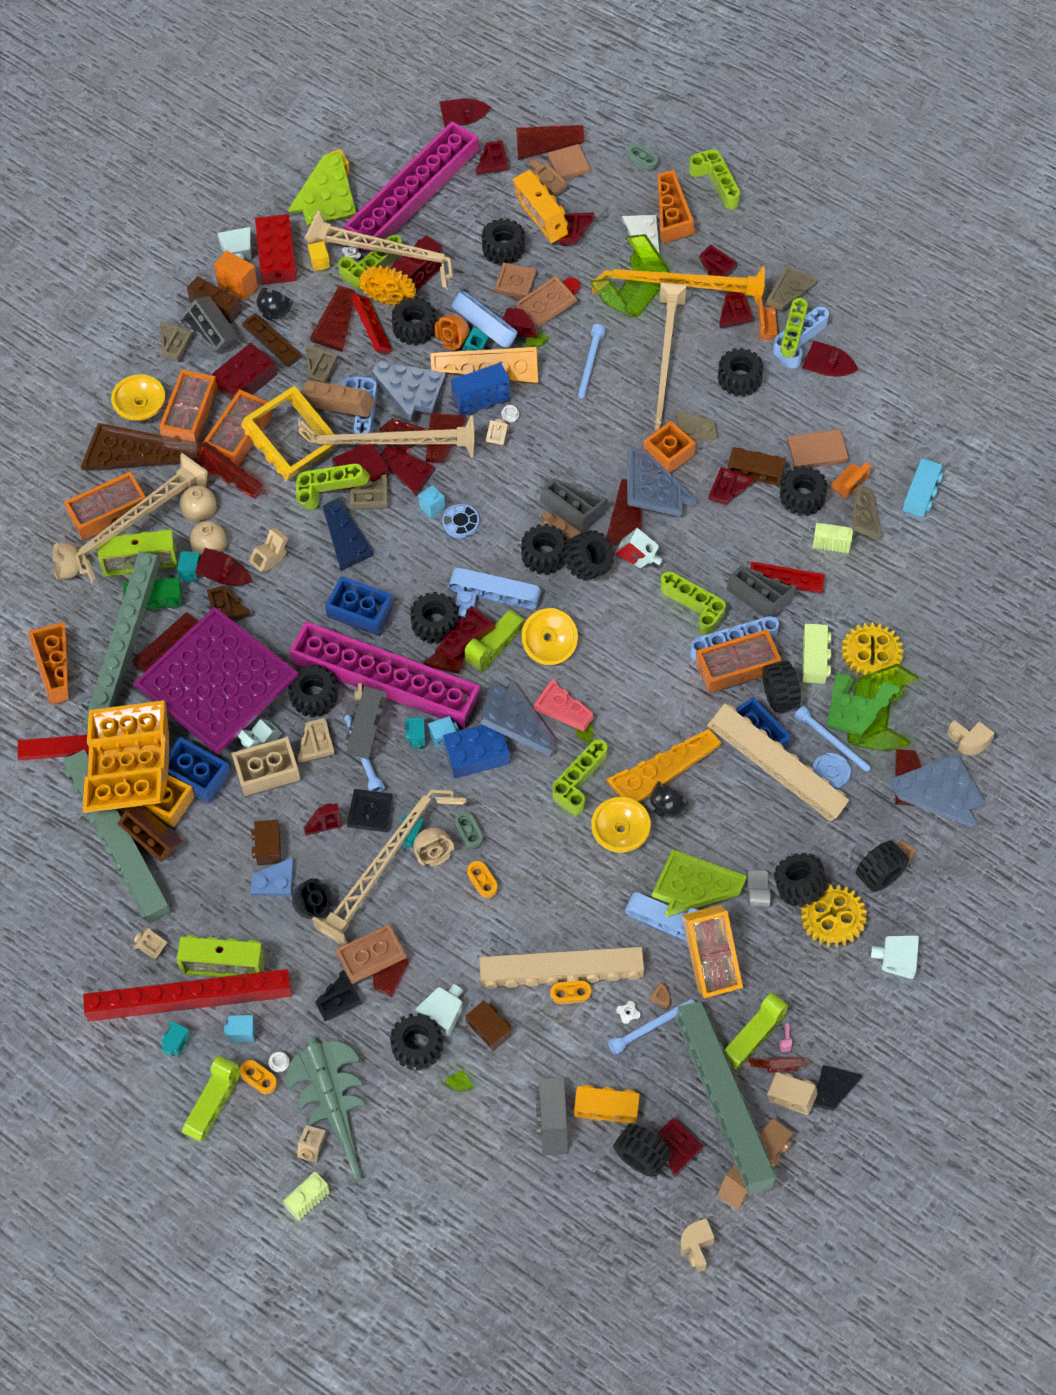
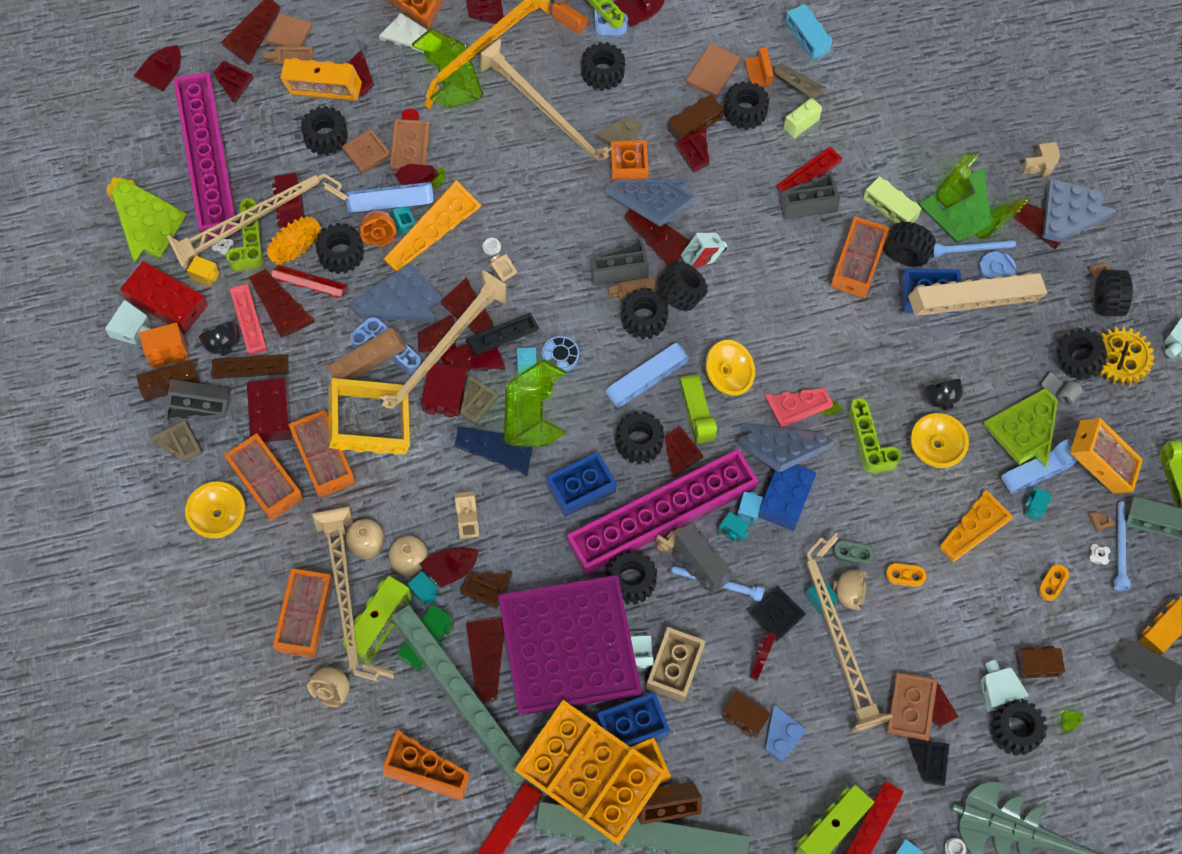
camera: 55 degrees left, 5 degrees up
(126, 447) = (255, 555): reddish brown wing -> none
(231, 473) = (339, 494): clear red wing -> none
(306, 310) = (248, 319): none -> coral plate
(312, 899) = (831, 717): black cylinder -> none
(315, 742) = (678, 609): tan wing -> none
(319, 363) = (311, 347): dark tan wing -> none
(352, 474) = (447, 419): lime beam -> none
(392, 528) = (524, 407): none -> clear neon green windscreen
(437, 470) = (502, 334): none -> black plate
(464, 601) = (641, 403): light blue plate -> none
(471, 626) = (677, 423): dark red wing -> none
(480, 389) = (455, 248): blue brick -> none
(561, 967) = (1027, 574): tan brick -> none
(576, 905) = (980, 522): none -> light orange wing
(597, 333) = (473, 132): light blue piece -> none
(631, 935) = (1037, 503): none -> teal brick
(664, 767) = (907, 390): light orange wing -> none
(673, 586) = (753, 250): lime beam -> none
(735, 310) = (540, 28): dark red wing -> none
(735, 632) = (833, 253): light blue beam -> none
(853, 649) = (920, 166): yellow gear -> none

